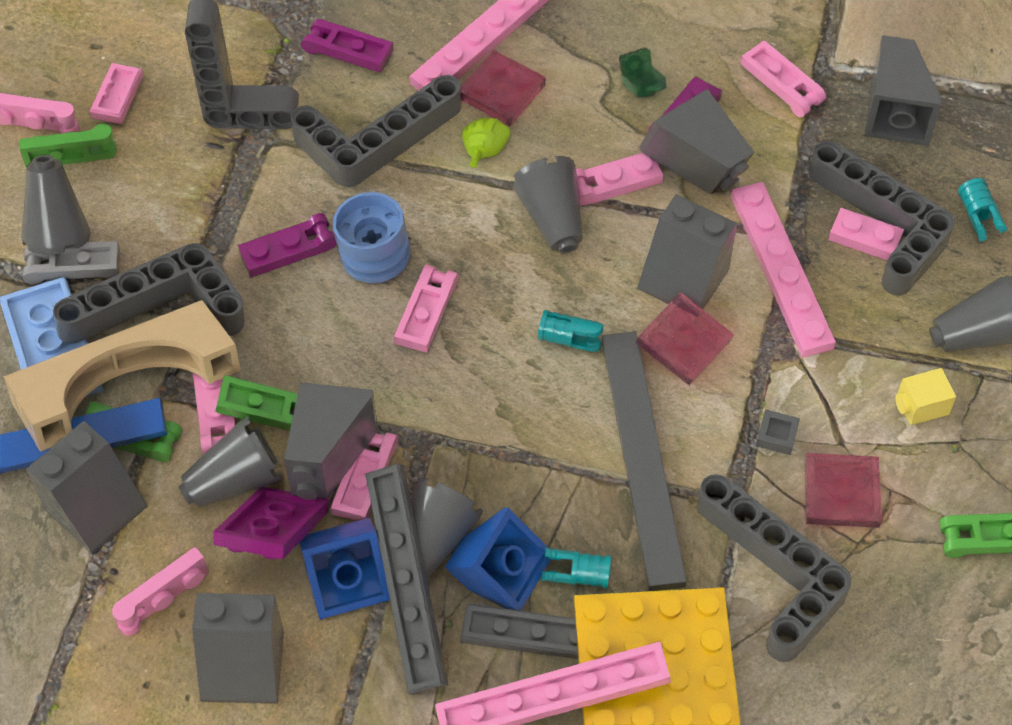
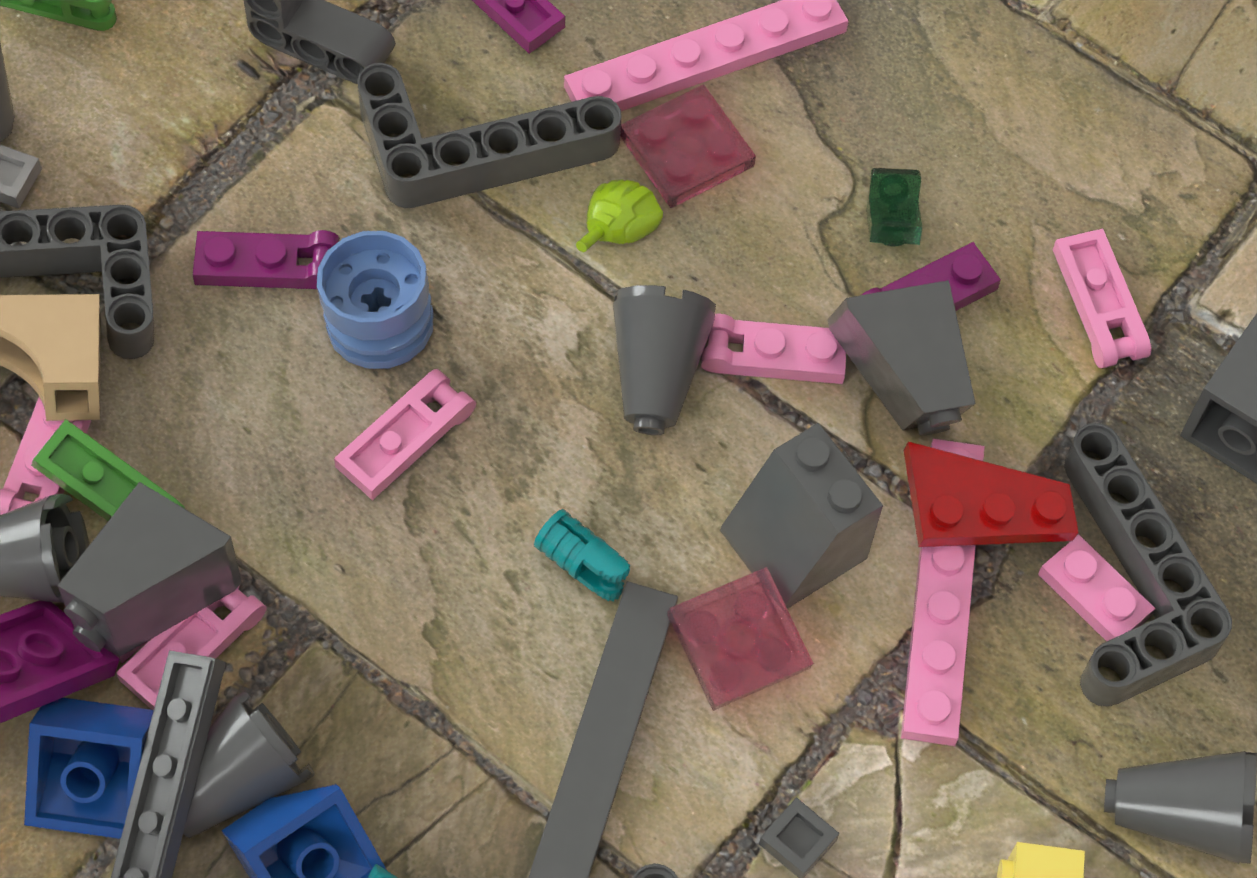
camera: 20 degrees right, 5 degrees up
(780, 209) = (984, 503): none -> red wing

